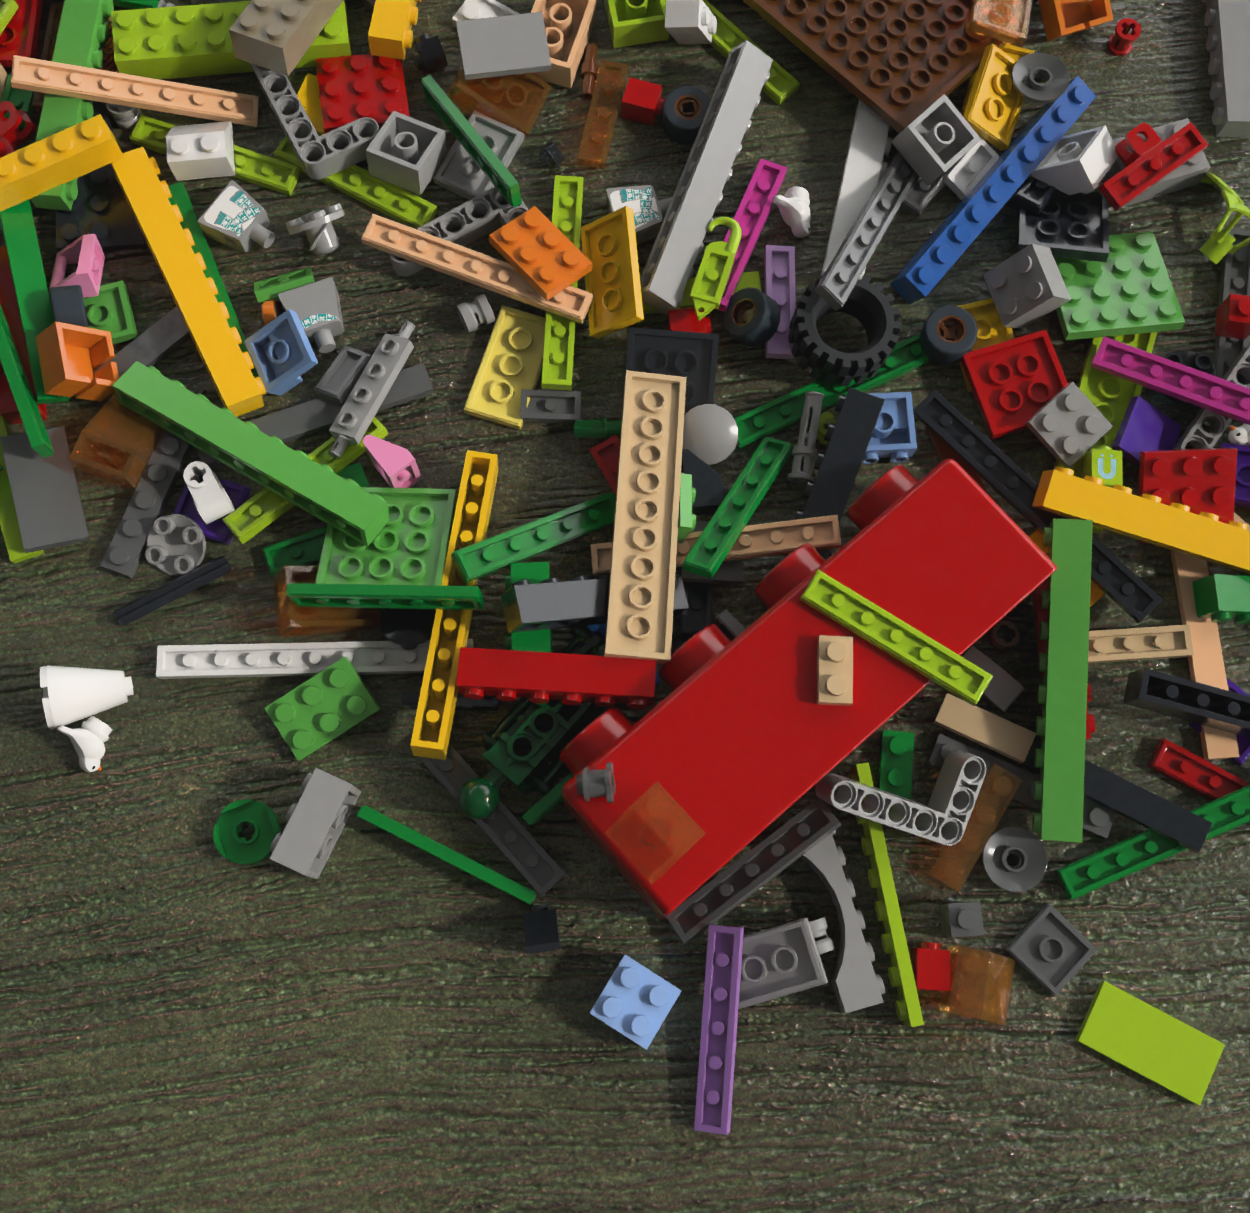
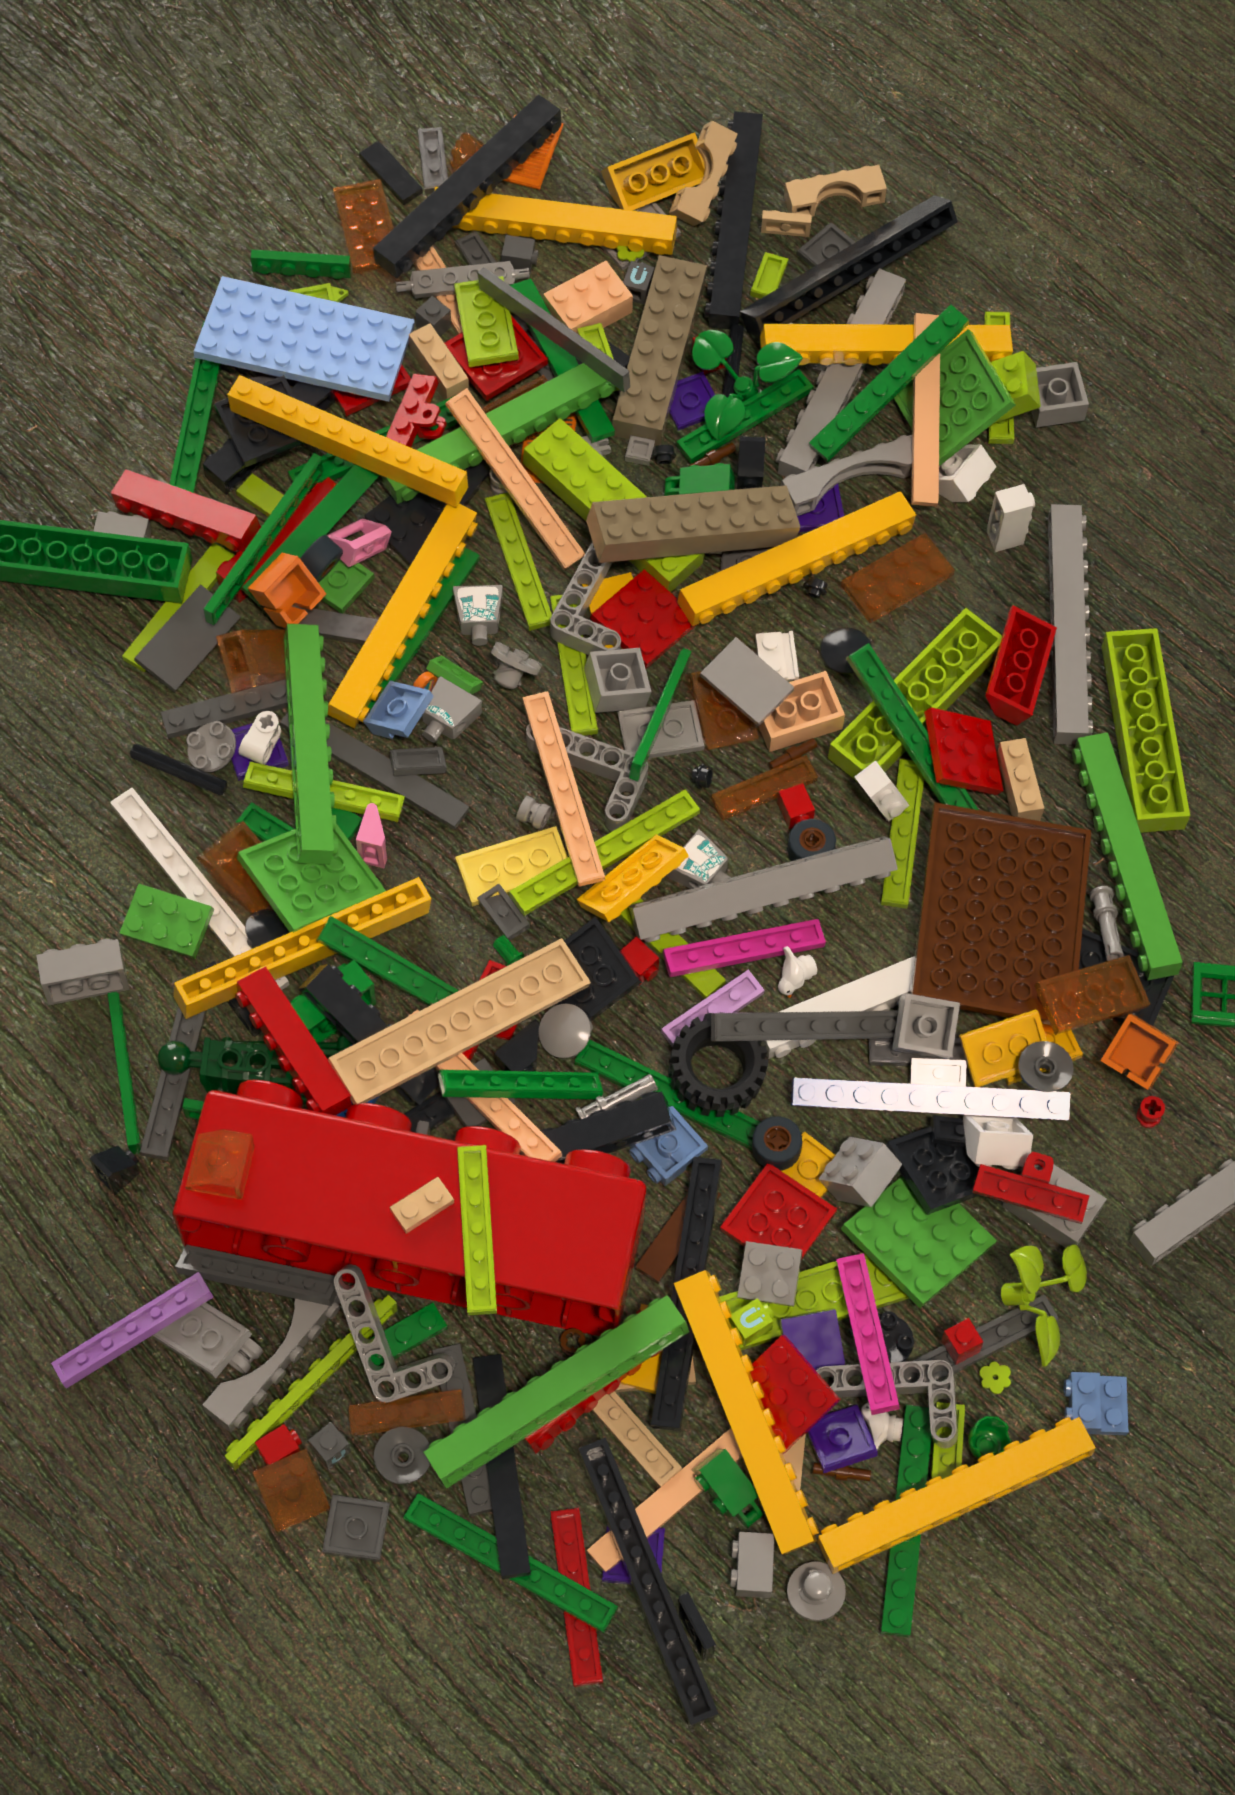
camera: 55 degrees right, 10 degrees down
(81, 692) = (64, 764): white cone -> none
(88, 742) = (35, 795): white animal -> none
(201, 151) = (510, 548): white slope -> none
(231, 823) = (48, 921): green plate -> none
(371, 389) = (420, 786): light grey plate -> none
(386, 596) = (267, 897): green tile -> none
(429, 53) = (712, 639): black plate -> none
(540, 253) = (606, 820): orange plate -> none
(597, 783) = (226, 1104): dark grey brick -> none
(635, 1001) = (111, 1263): light blue brick -> none
(686, 519) = (477, 1051): plate -> none
(715, 269) = (690, 944): lime plate -> none
(751, 317) = (679, 997): black wheel -> none
(985, 728) = (485, 1367): tan tile -> none
(1002, 688) = (527, 1350): light grey slope -> none
(1150, 1042) = (337, 1642): lime tile -> none

